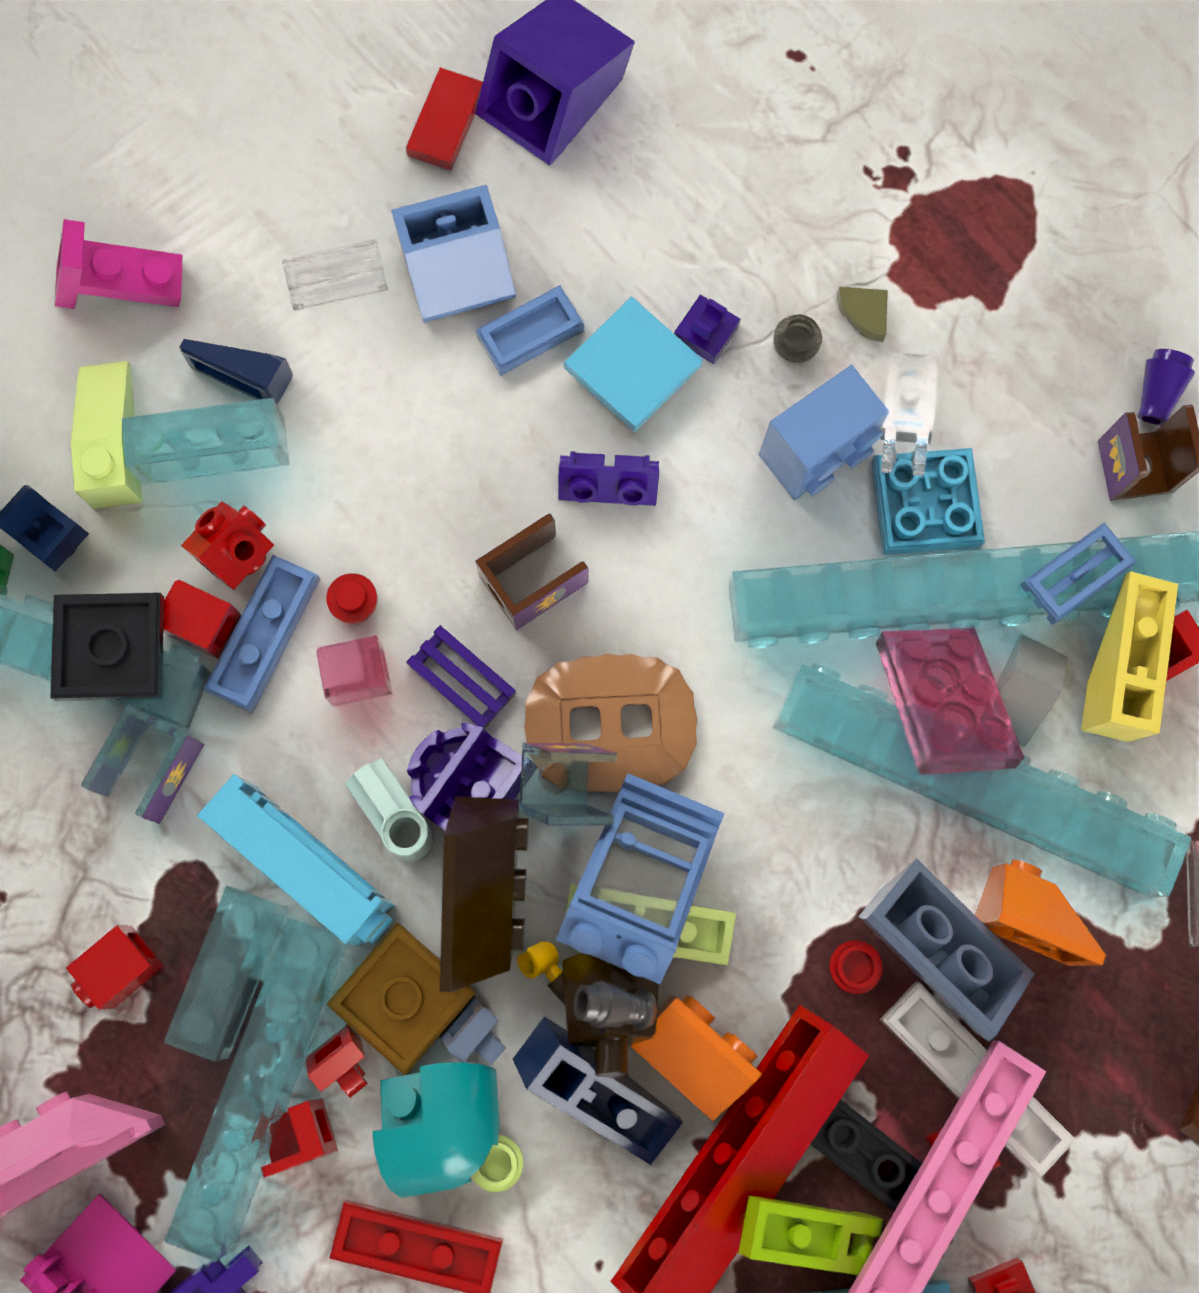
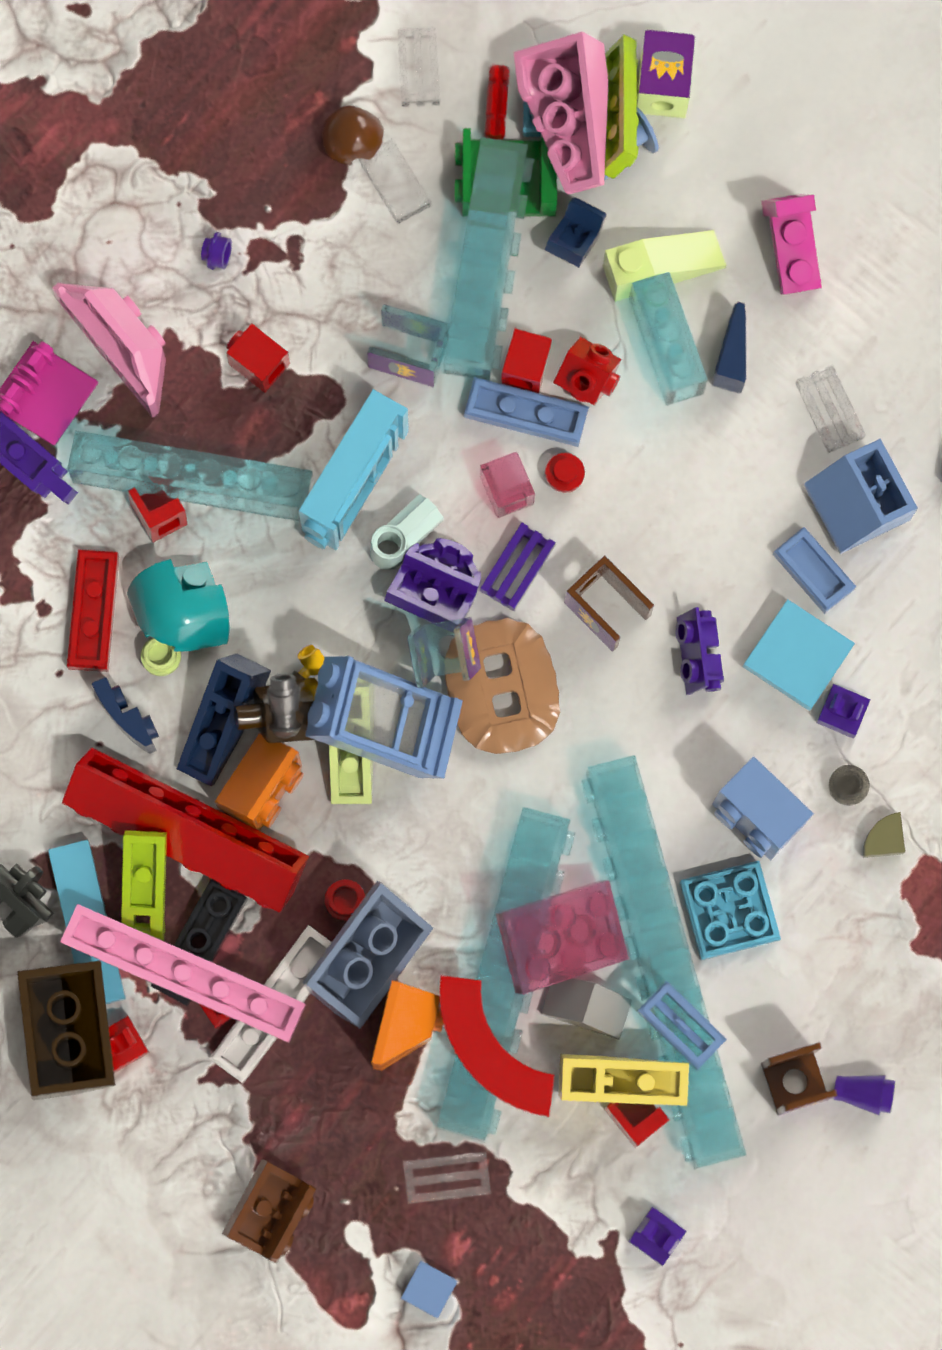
camera: 80 degrees right, 0 degrees up
(107, 646) = (489, 300): black tile -> none
(226, 974) = (266, 437): clear light blue brick -> none
(338, 1062) = (215, 529): red tile -> none
(398, 999) = (268, 567): pearl gold tile -> none
(472, 1032) = (251, 621): sand blue tile -> none
(481, 890) = (354, 602): dark brown slope -> none
(588, 1216) = (137, 729): none -> dark blue slope
(911, 404) = (801, 879): clear hinge -> none
(1092, 821) = (483, 1054): none -> red tile

